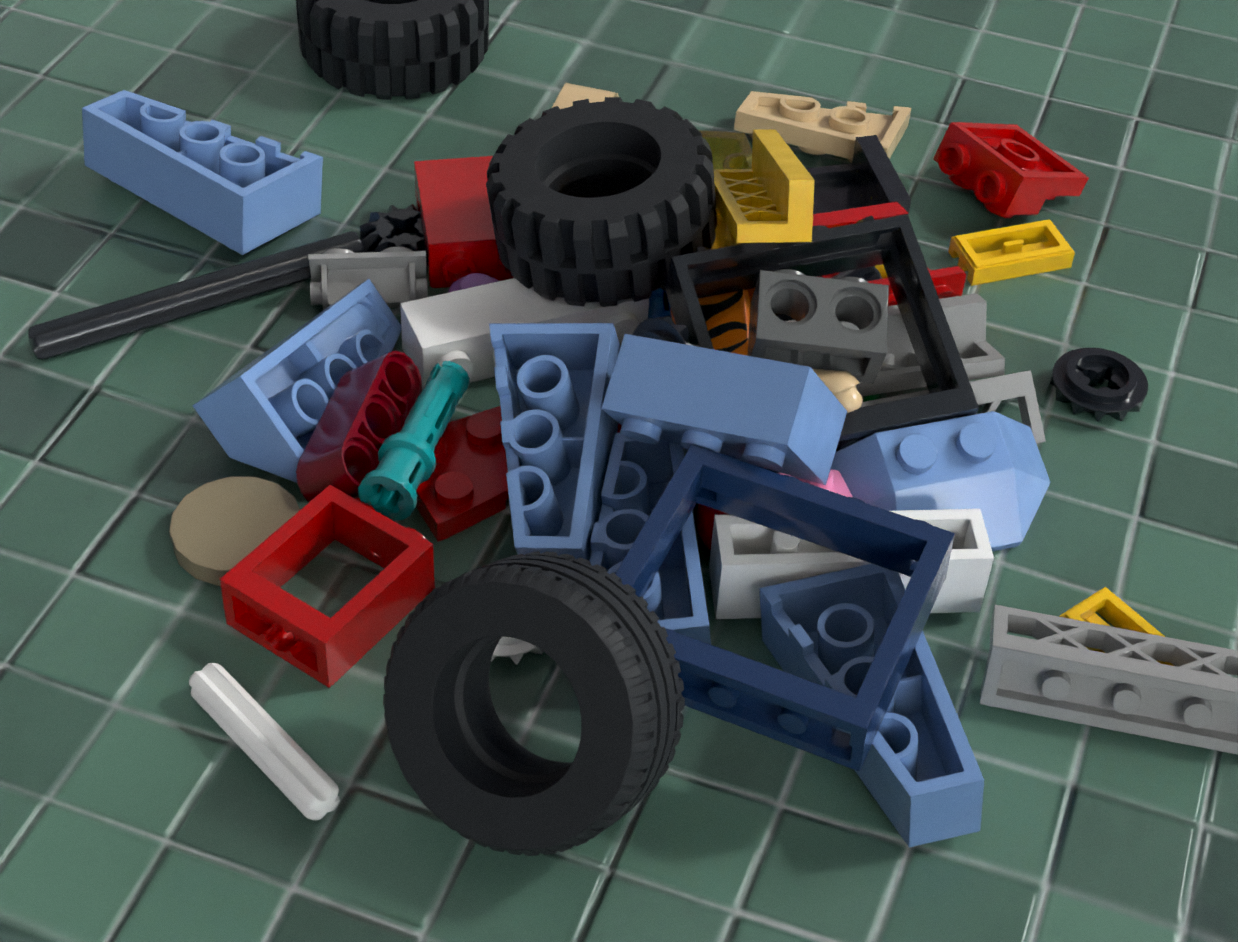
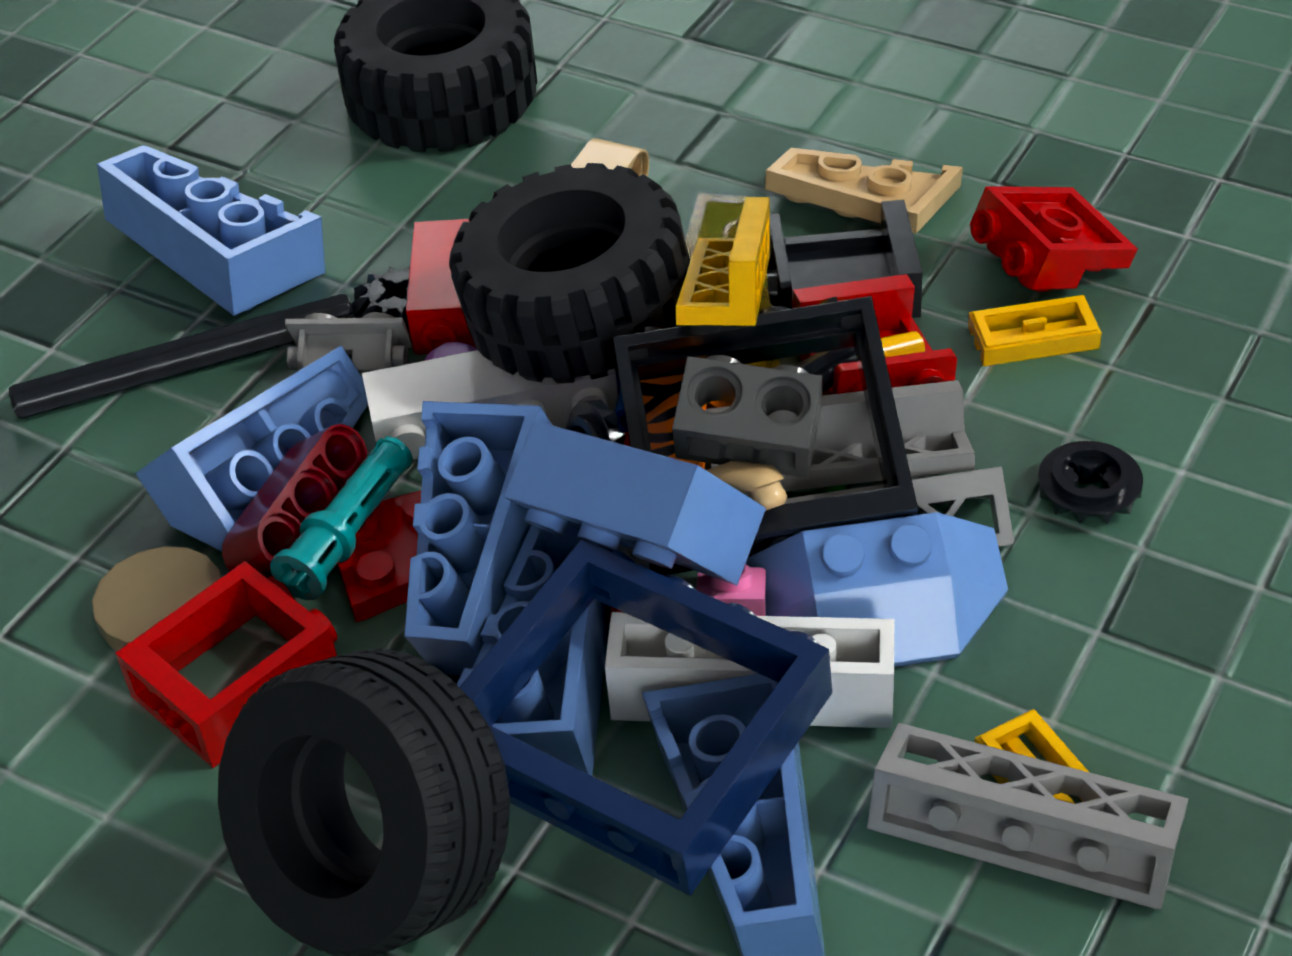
camera: 15 degrees right, 0 degrees up
(264, 741) = (132, 820): white axle -> none

